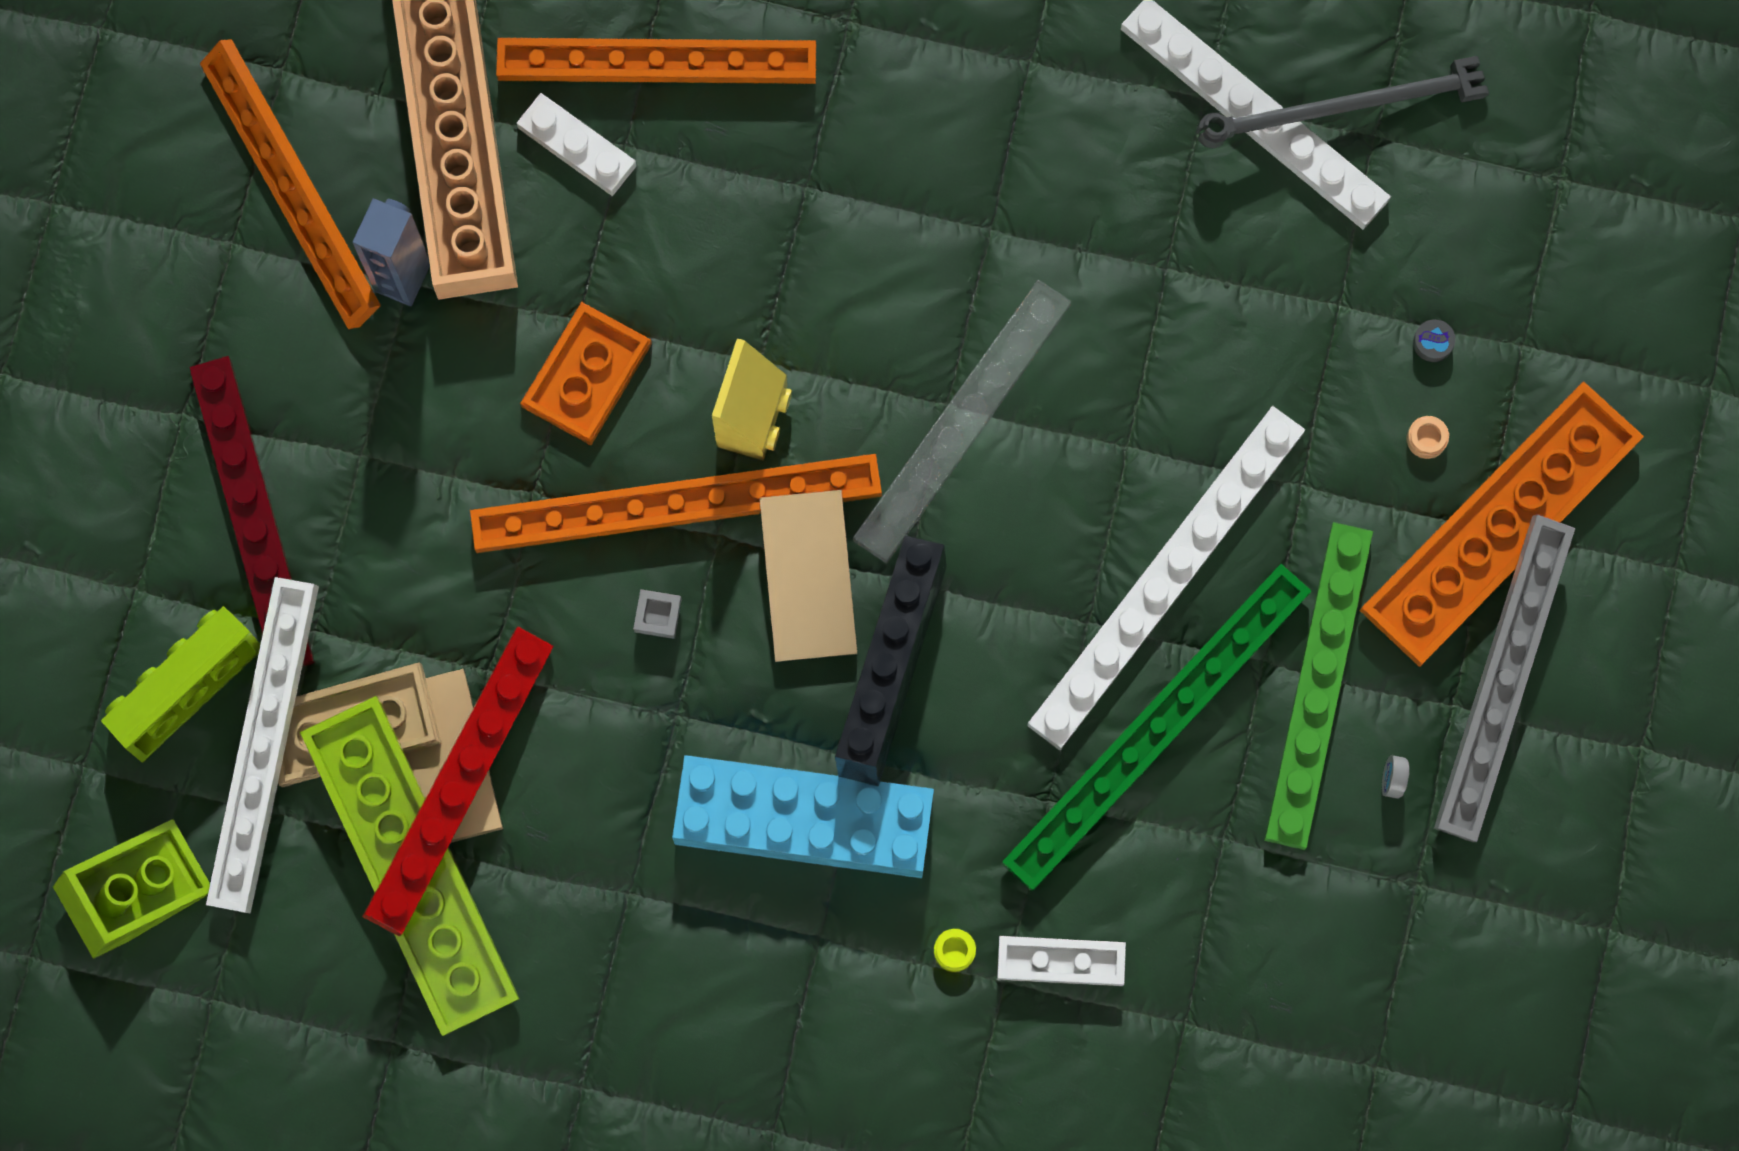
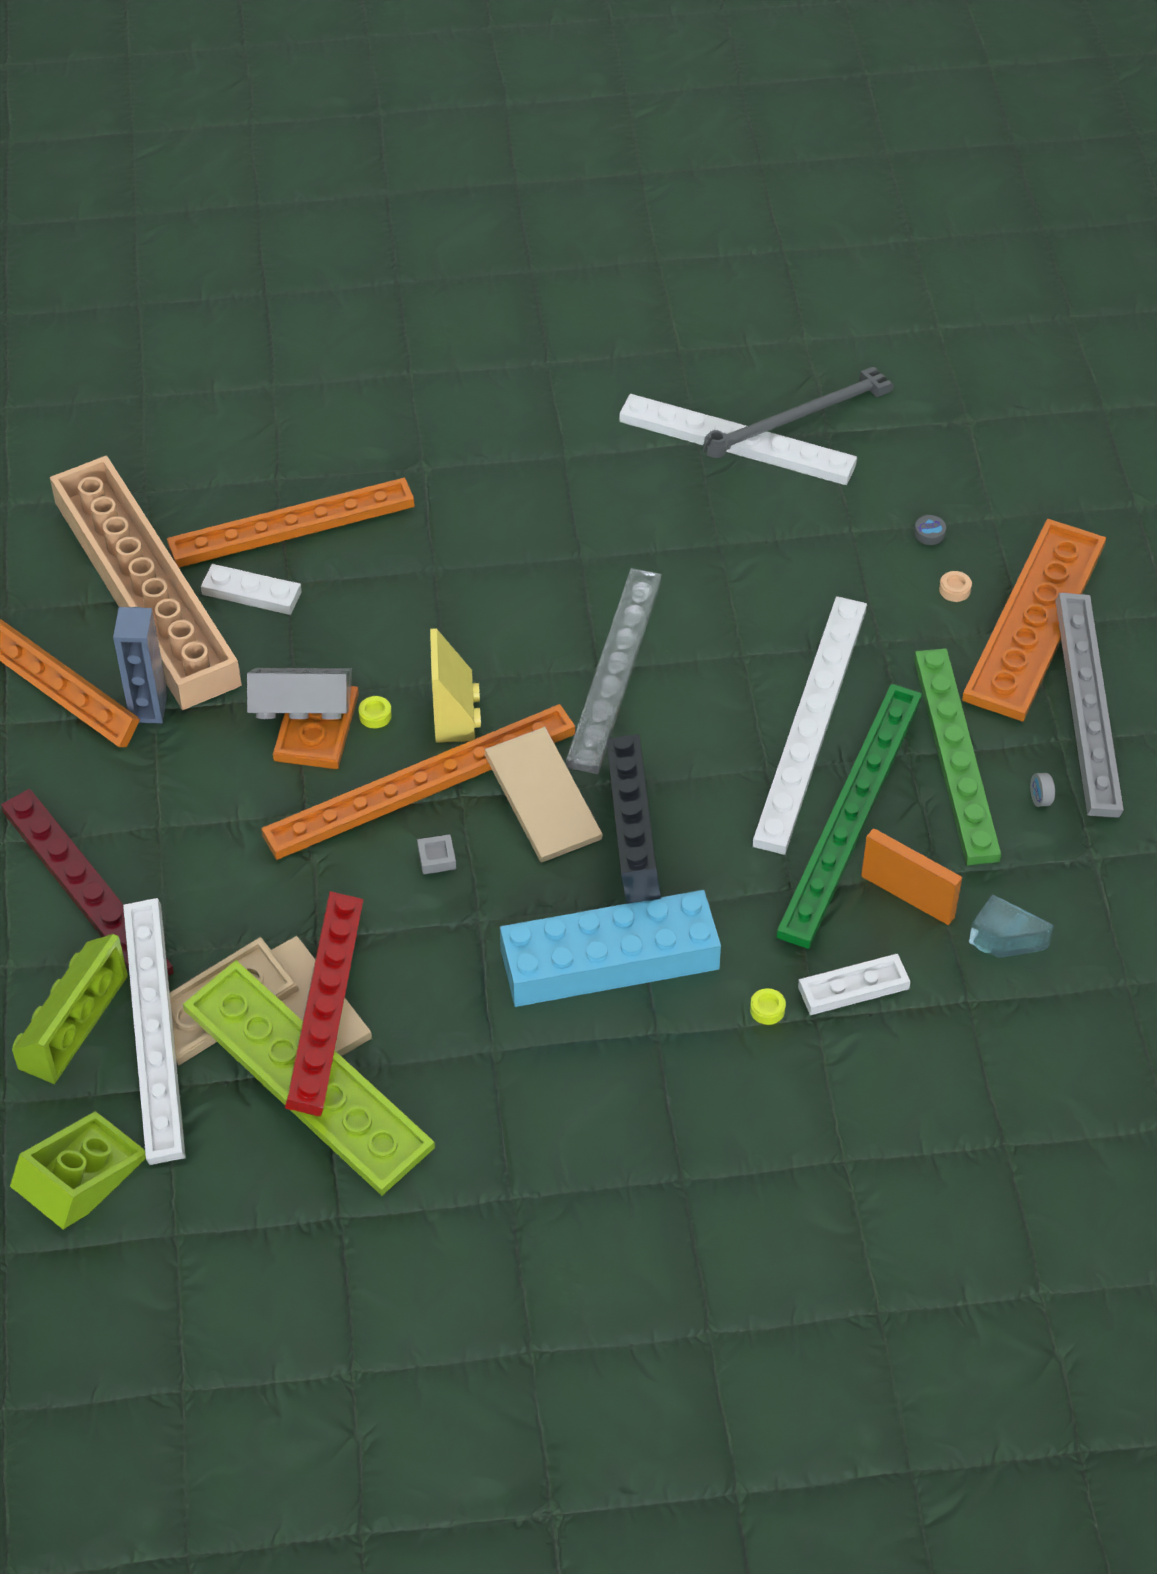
camera: 20 degrees left, 25 degrees down
(576, 331) = (299, 692): none -> light grey slope
(660, 380) = (375, 712): none -> neon yellow tile
(1181, 852) = (911, 876): none -> orange tile
(1265, 954) = (1009, 930): none -> clear light blue slope

